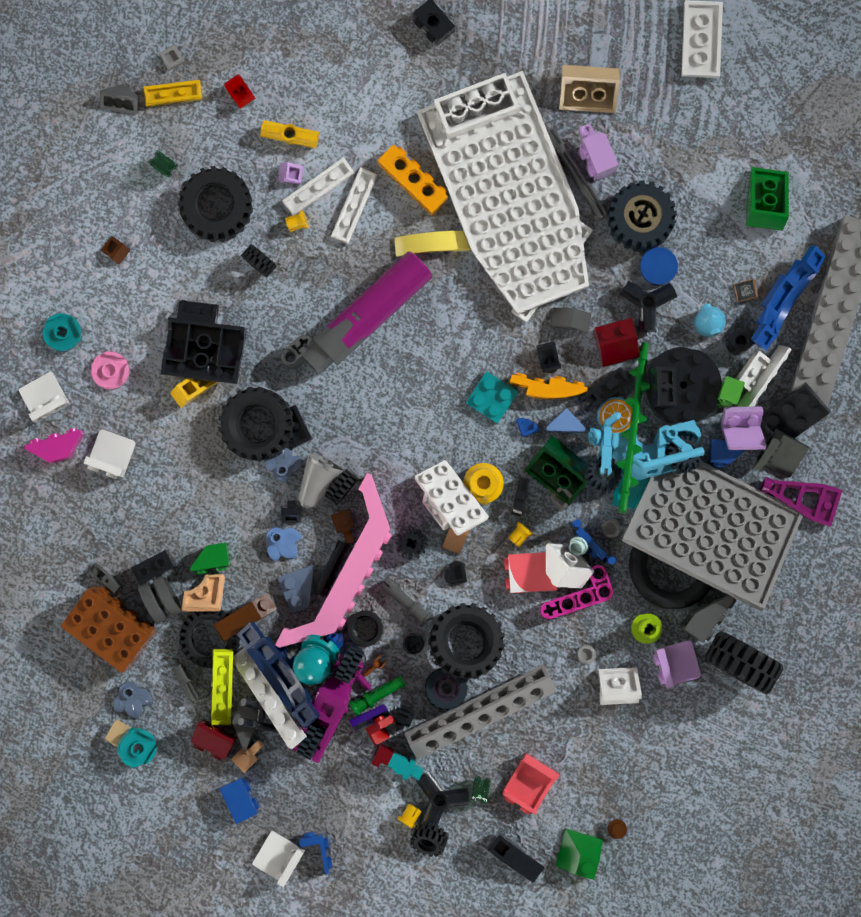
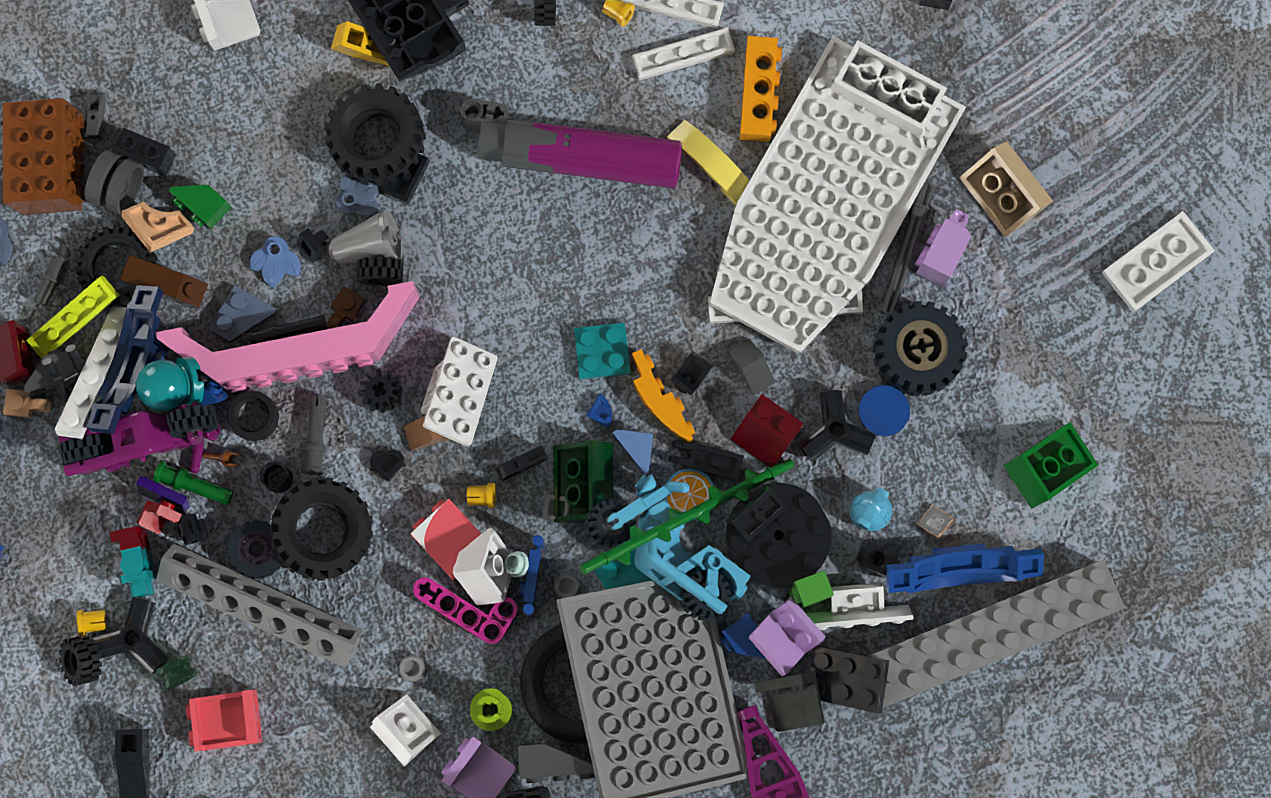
camera: 50 degrees right, 5 degrees down
(484, 482) = (505, 414): yellow piece -> none

